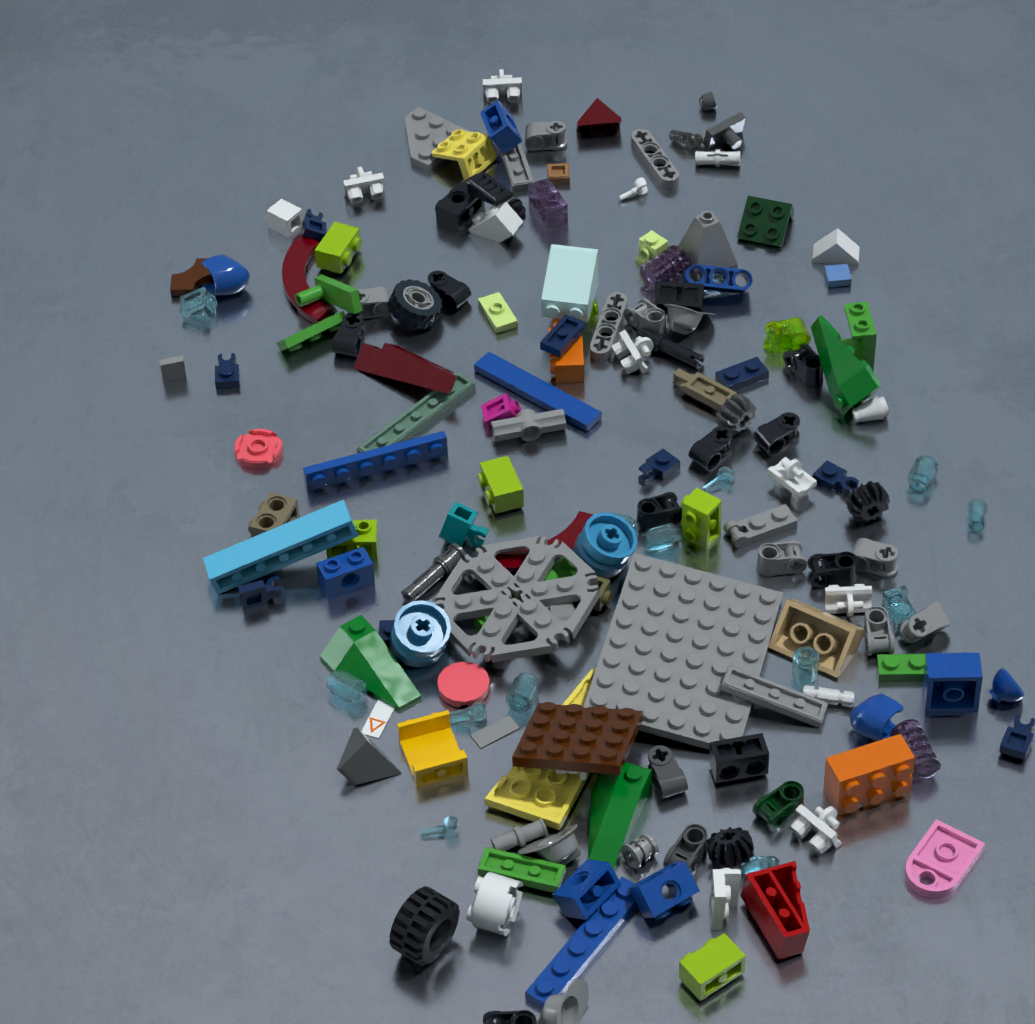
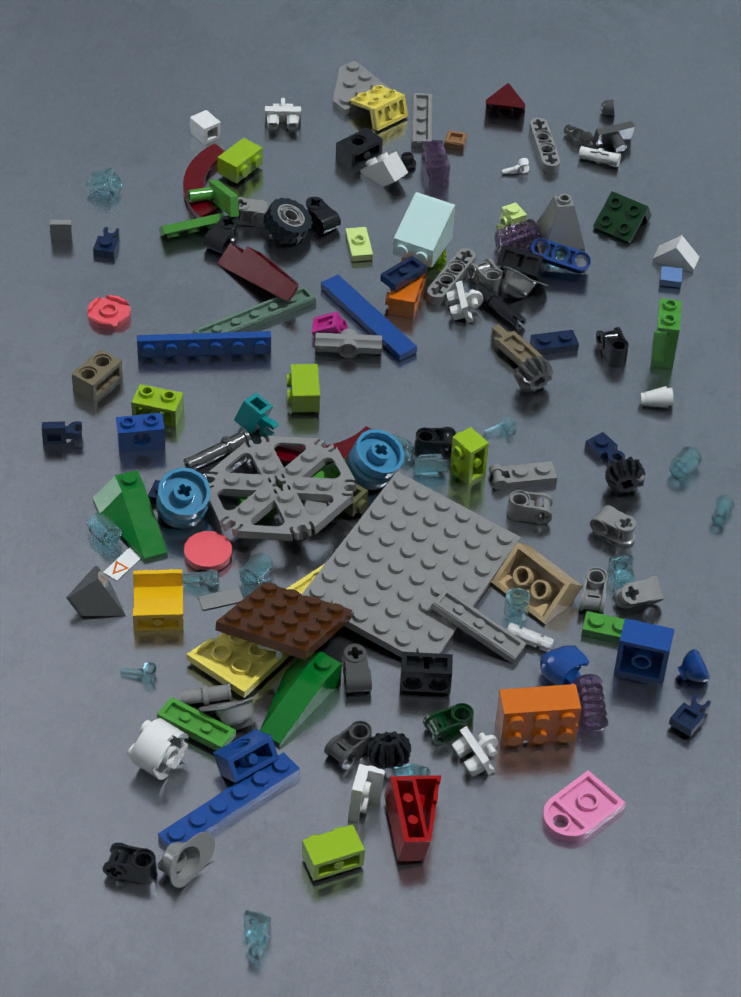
camera: 10 degrees right, 0 degrees up
(190, 280) = (115, 158): reddish brown tile -> none
(227, 274) = (136, 163): blue piece -> none
(280, 547) = (90, 396): medium azure brick -> none
(314, 226) = (227, 138): dark blue plate -> none
(424, 925) = (86, 752): black tyre -> none
(487, 189) = (384, 137): black slope -> none
(501, 126) = (416, 89): blue brick -> none
(502, 85) = (434, 58): white hips -> none
(544, 136) = (454, 106): light grey piece -> none
(639, 850) = (308, 732): light grey bush -> none
(649, 895) = (299, 773): blue brick -> none
(660, 465) = (452, 402): dark blue plate -> none
(712, 448) = (502, 400): black piece -> none
(778, 433) = (565, 400): black piece -> none
(787, 333) = (606, 316): clear neon green piece -> none
(791, 476) = (565, 440): white hips -> none
(834, 569) = (576, 527): black piece -> none
(847, 378) = (644, 364): green wedge -> none
(848, 599) = (577, 556): white hips -> none

